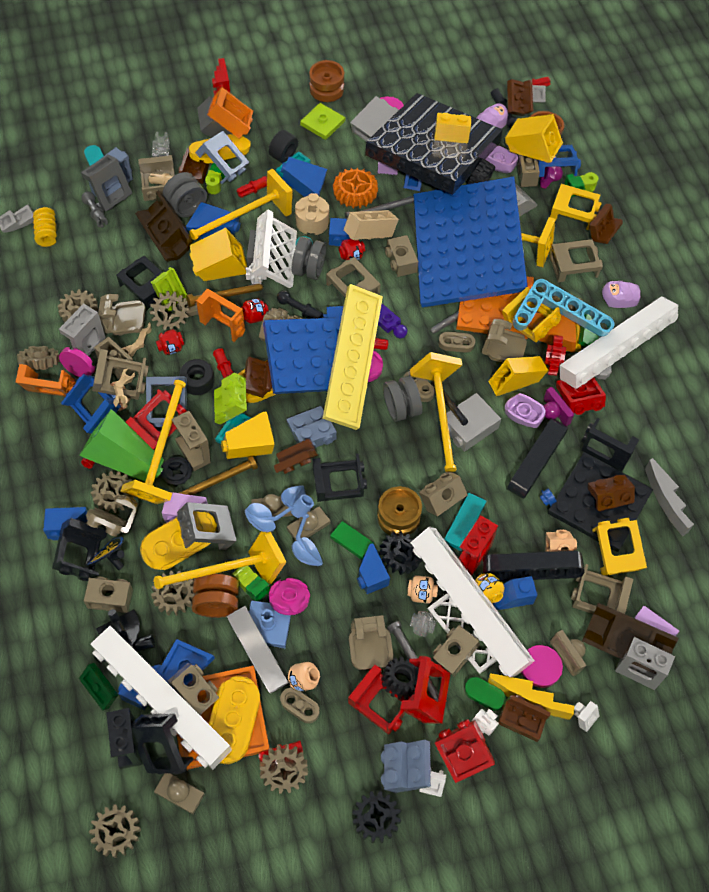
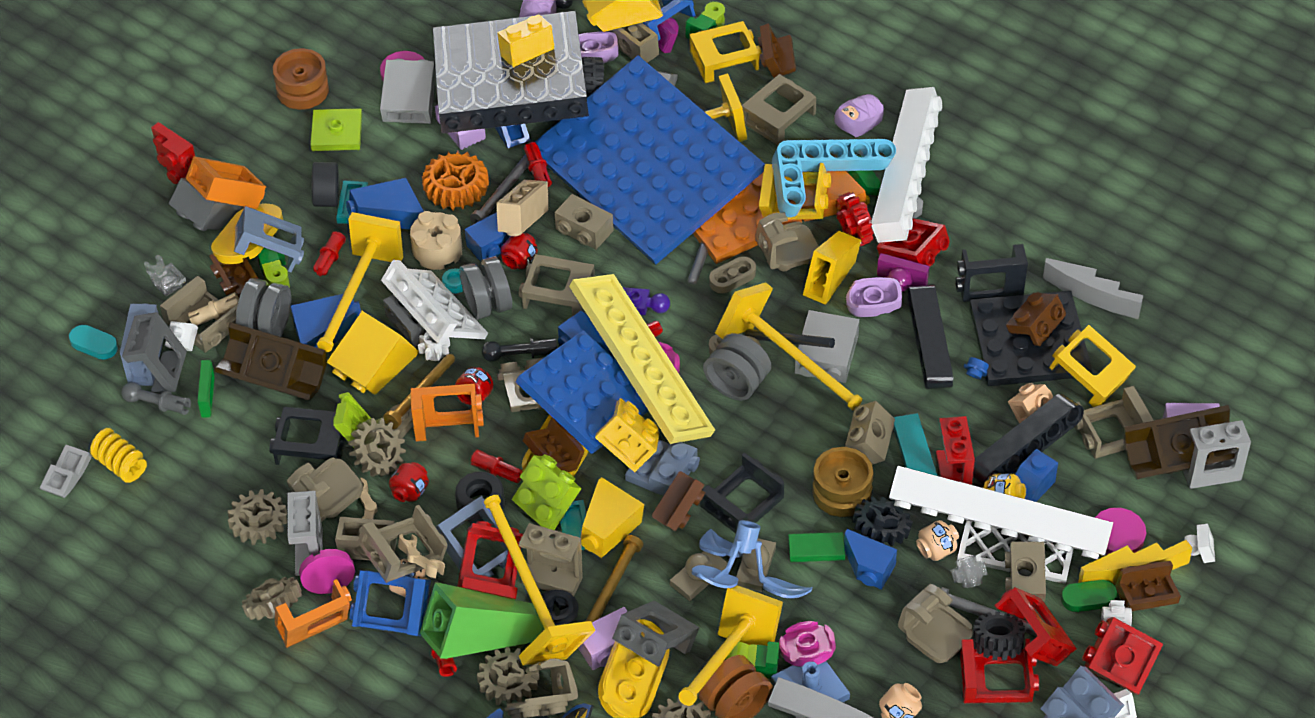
camera: 35 degrees left, 10 degrees down
(121, 220) = (206, 388): none -> green tile
(137, 182) = (185, 334): none -> white tile
(302, 397) = (629, 435): none -> yellow bracket
(407, 207) = (537, 164): none -> red axle
(570, 652) = (1134, 497): dark tan tile -> none

